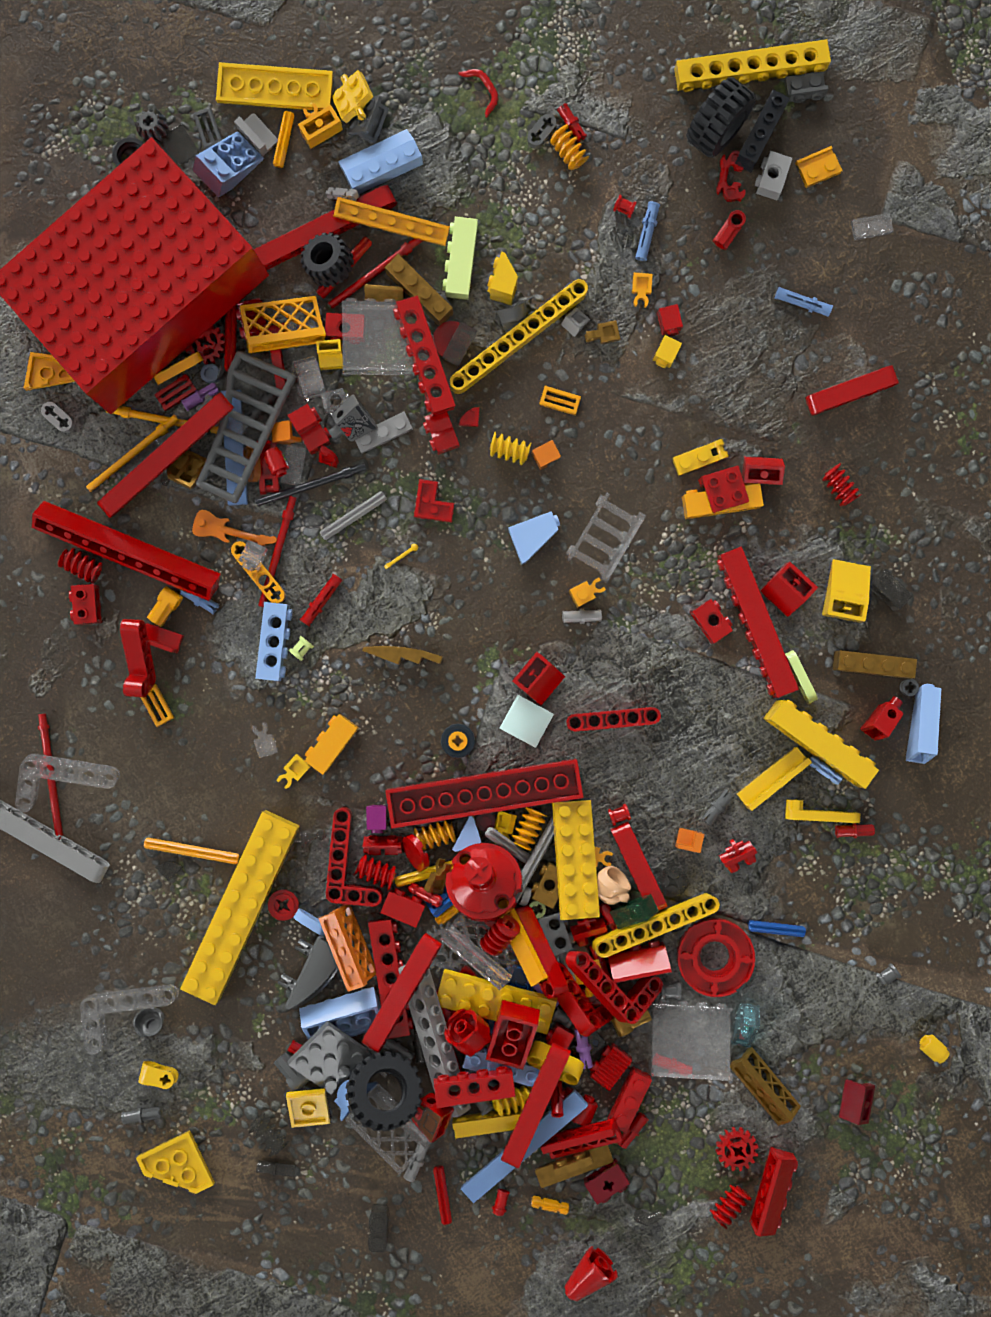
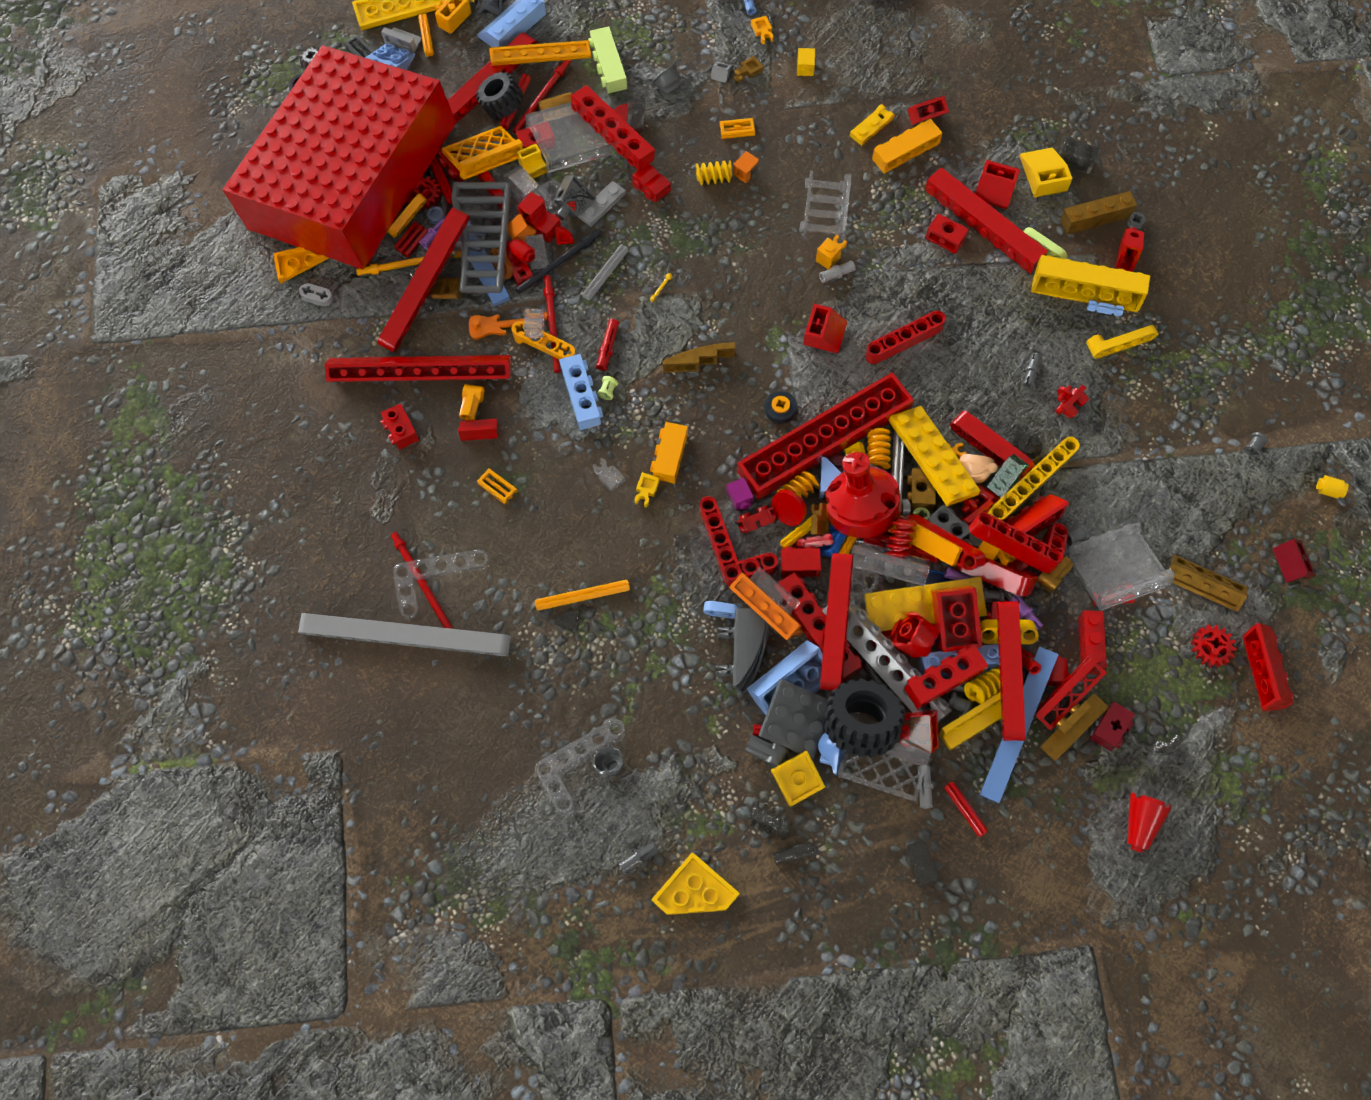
camera: 15 degrees left, 20 degrees down
(79, 565) = (381, 397): red piece -> none
(138, 658) = (465, 441): red beam -> none
(154, 1075) = (635, 811): yellow piece -> none
(161, 430) = (393, 295): light orange bar -> none
(201, 602) = (500, 385): medium blue pin -> none
(240, 907) = (649, 624): yellow brick -> none
(283, 914) = (684, 599): red gear -> none
(333, 193) = (483, 54): light grey axle -> none
(361, 933) = (774, 590): none -> clear plate
(375, 871) = (761, 540): red piece -> none
(413, 284) = (564, 83): pearl gold brick -> none
(428, 507) = (668, 243): red tile -> none
(470, 418) = (670, 167): red tile -> none
(500, 1202) = (1024, 790): red pin -> none
(504, 282) = (650, 57): yellow slope -> none
(523, 328) = (683, 92): yellow beam -> none
(526, 721) = (832, 368): light aqua slope -> none
(533, 534) = (764, 227): light blue slope -> none
(550, 1205) = (1072, 774): light orange axle -> none
(610, 1066) = (1059, 621): red brick -> none
(619, 814) = (951, 409): red bush -> none
(634, 1129) = (1112, 665): red axle -> none
(670, 320) = (795, 39): red brick -> none
(689, 840) = (1025, 407): orange panel -> none
(724, 489) = (903, 132): red bracket -> none
(730, 1205) = (1234, 699): red piece -> none
(735, 972) = (1115, 475): red piece -> none
(746, 1024) = (1159, 535): clear light blue slope -> none
(773, 778) = (1065, 330): yellow fence -> none
(776, 928) = (1138, 447): blue axle -> none
(840, 485) = (995, 101): red piece -> none
(851, 390) = (965, 35): red beam -> none
(854, 830) = (1157, 343): red axle -> none
(924, 725) = (1167, 241): light blue slope -> none

